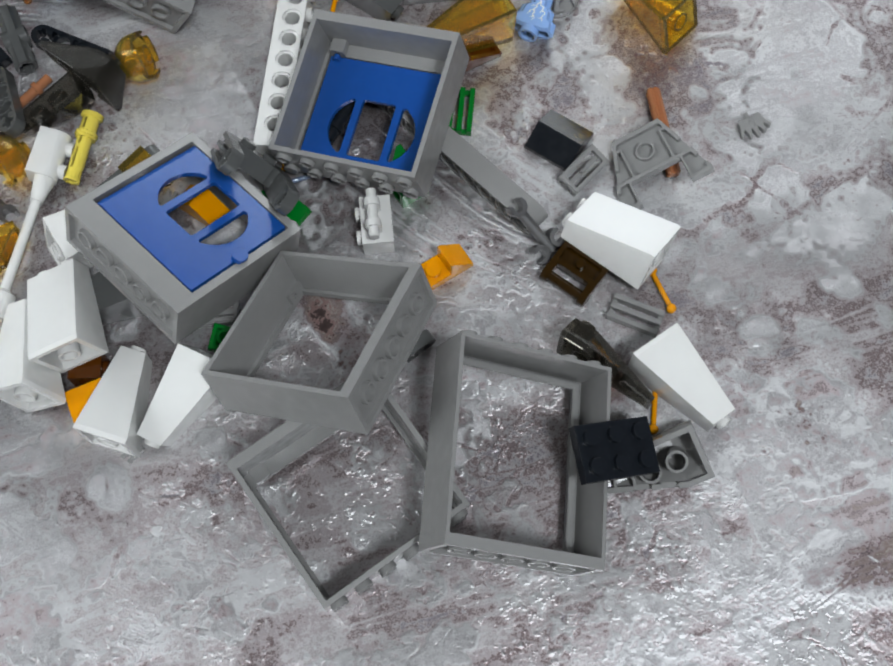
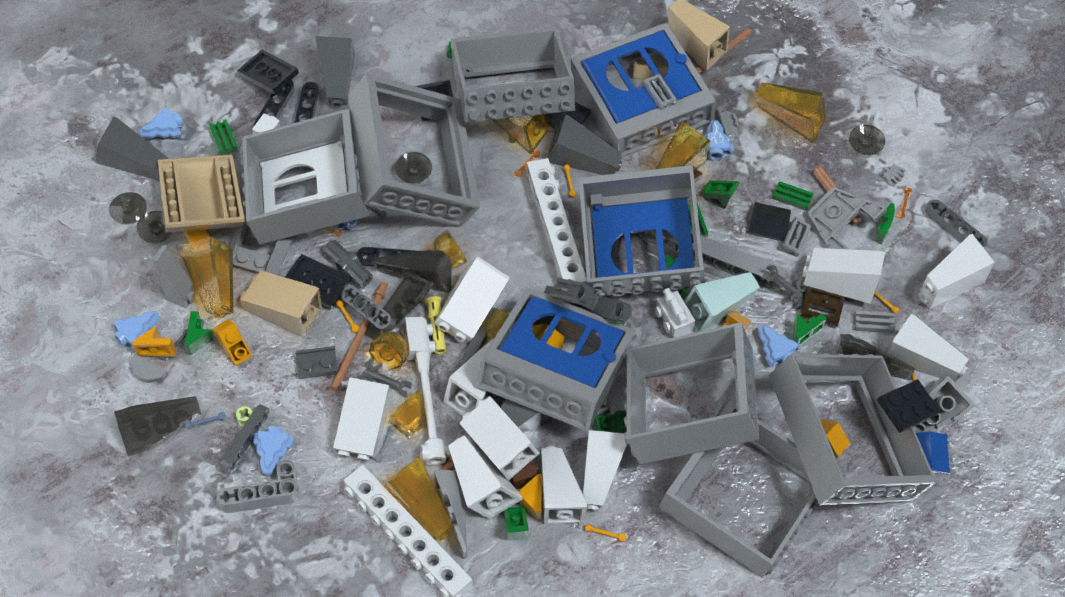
camera: 25 degrees left, 10 degrees down
(47, 429) = (516, 523): none -> green slope
(134, 119) = (471, 300): none -> white slope
(174, 493) = (621, 537): none -> light orange hinge
(433, 221) = (716, 299): none -> light aqua slope
(489, 308) = (776, 345): none -> light blue rock
(502, 451) = (836, 436): none -> light orange slope
(512, 82) = (720, 190): none -> green slope
(532, 299) = (805, 330): none -> green slope
(607, 112) = (793, 193): none -> green tile
(629, 519) = (936, 451): none -> blue slope
(710, 187) = (885, 224): none -> green slope
(739, 62) = (867, 134): none -> clear smoke dish
(761, 155) = (908, 191): none -> clear orange hinge
(772, 285) = (959, 272): none -> white slope
(811, 217) = (953, 227): none -> dark grey beam

